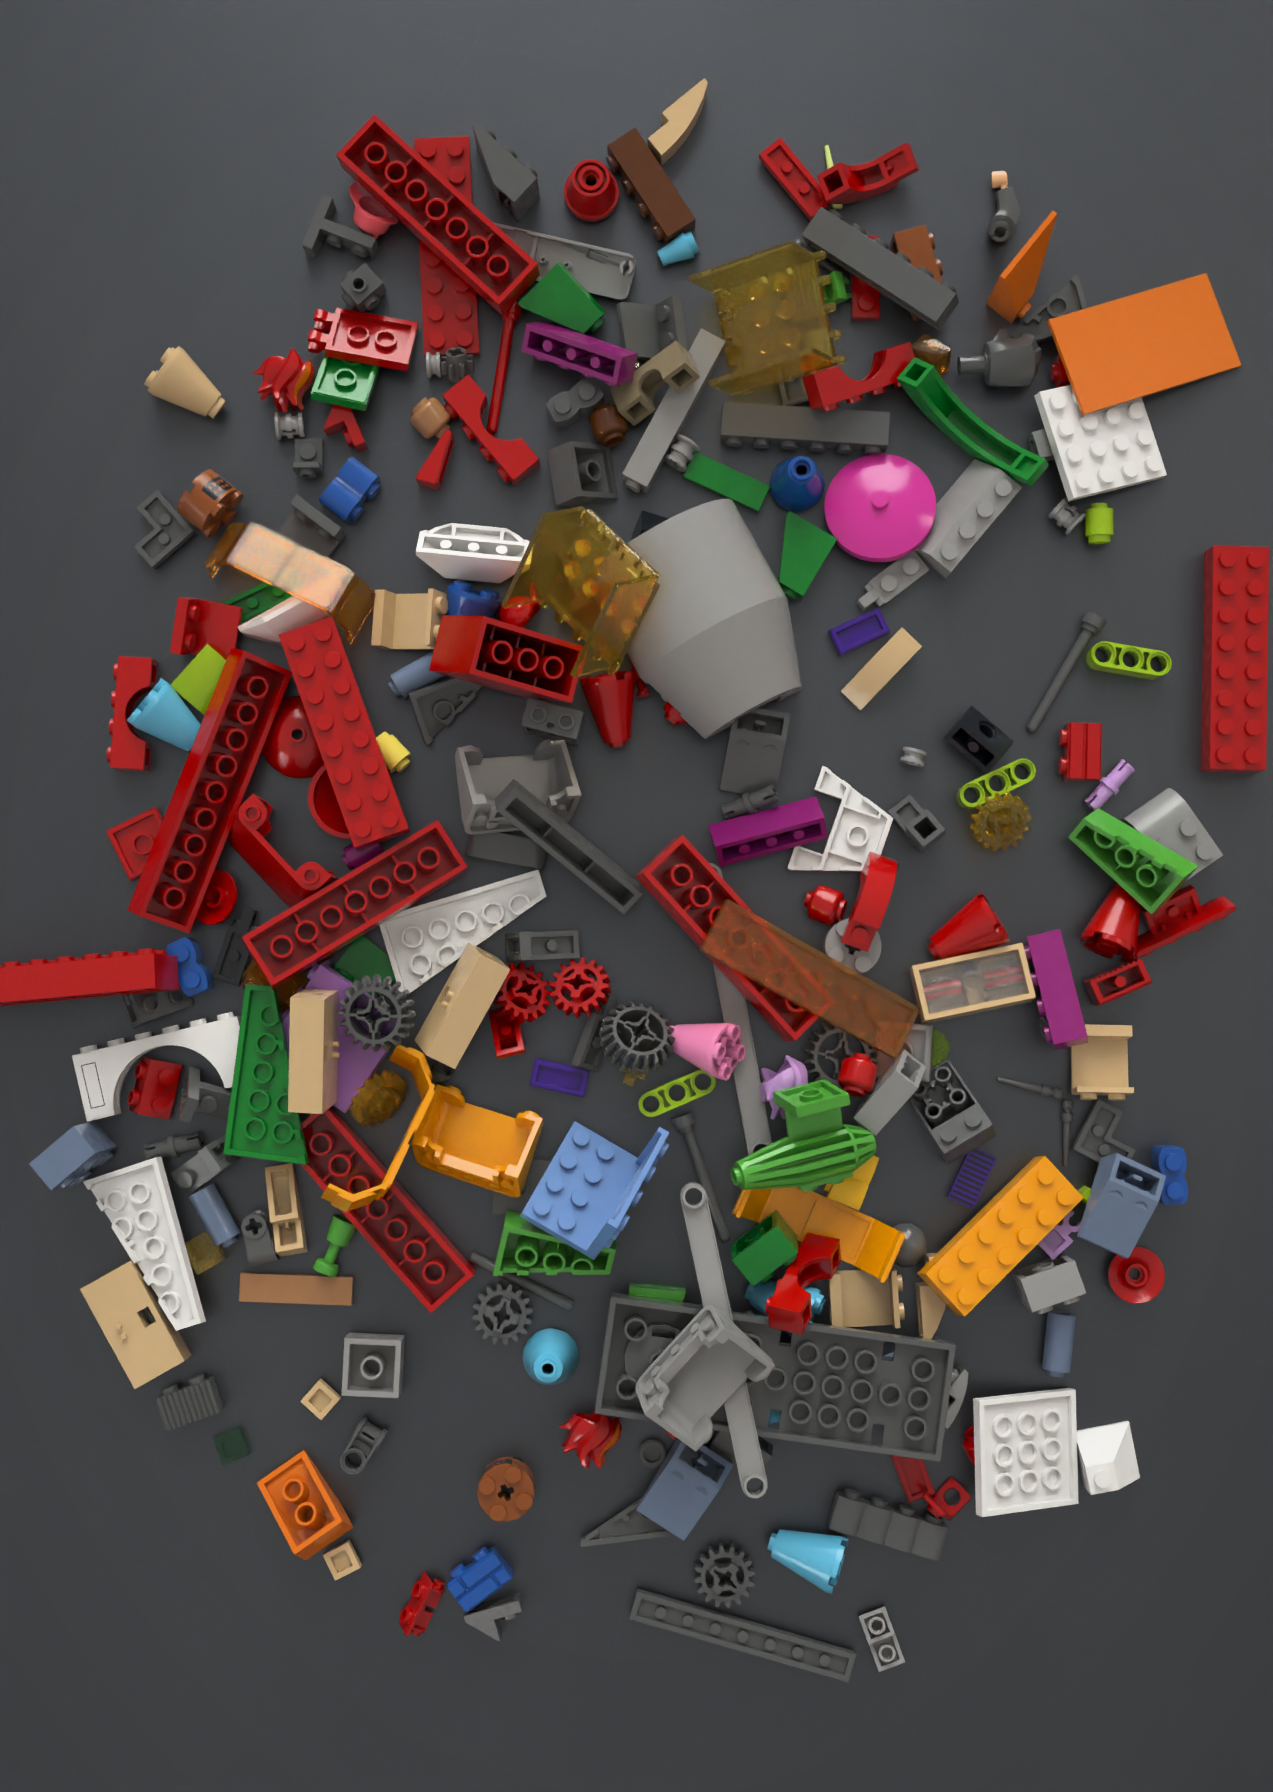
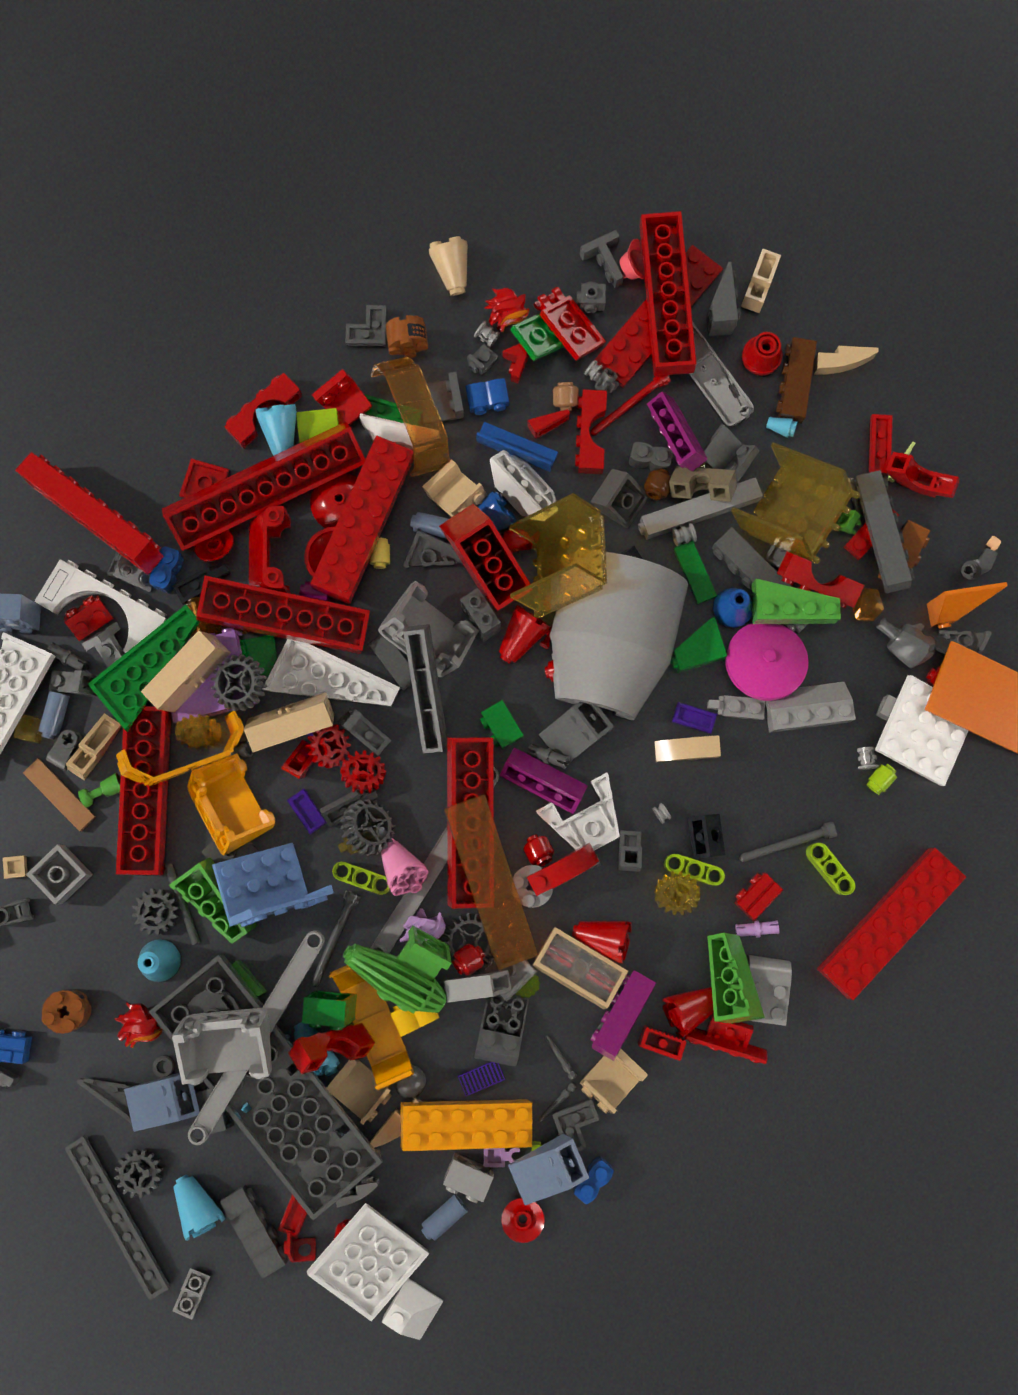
camera: 40 degrees right, 5 degrees down
(428, 515) = (518, 446): none -> blue panel
(519, 114) = (761, 281): none -> tan slope
(564, 301) = (694, 398): green slope -> none
(674, 814) = (501, 724): none -> green brick
(850, 433) = (789, 605): none -> bright green wedge
(964, 427) = (853, 659): green arch -> none

